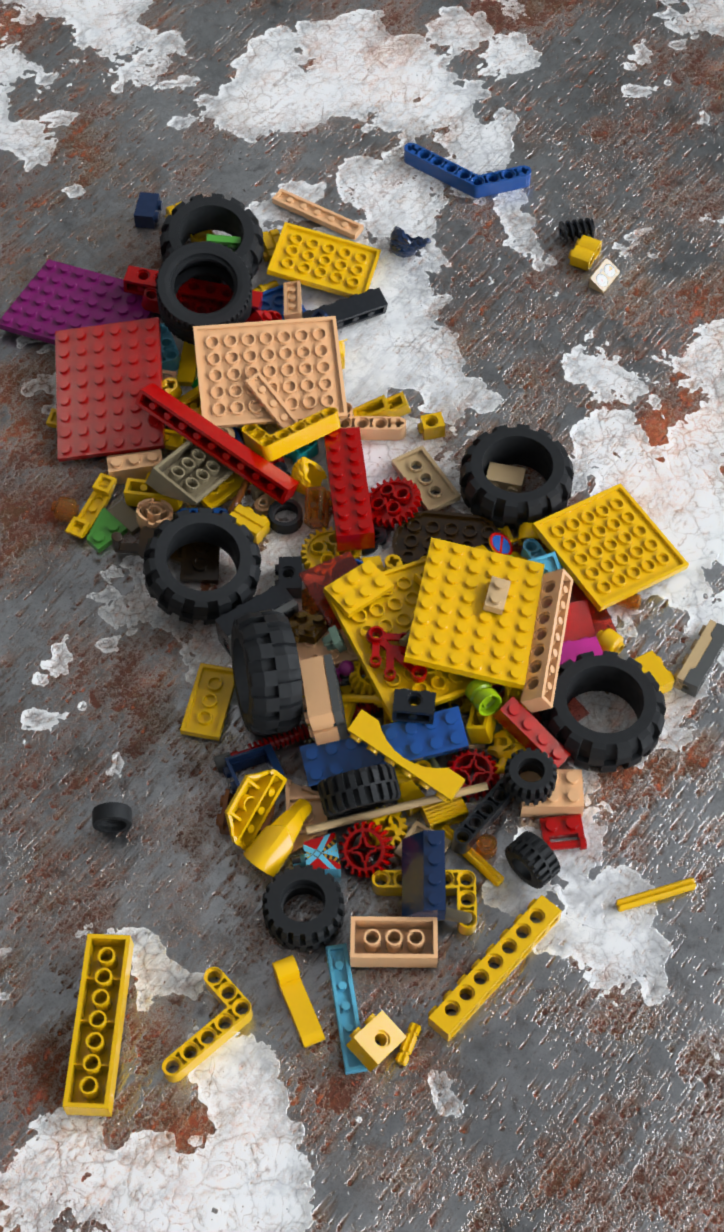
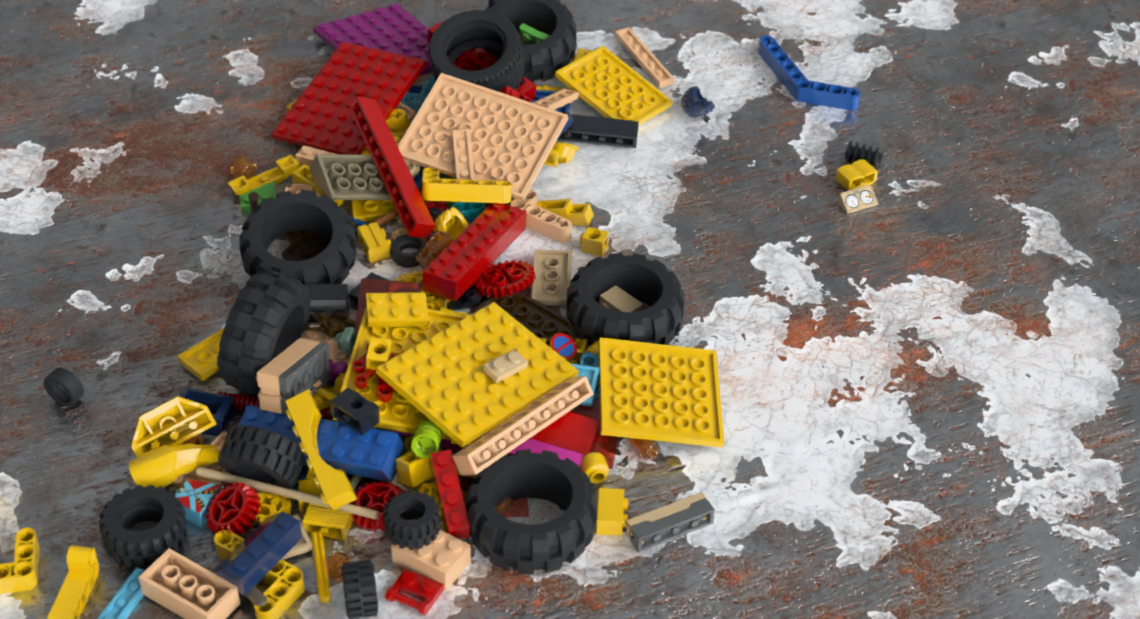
camera: 30 degrees right, 15 degrees down
(391, 650) = (378, 344): none -> yellow brick
(479, 819) = (347, 539): black beam -> none

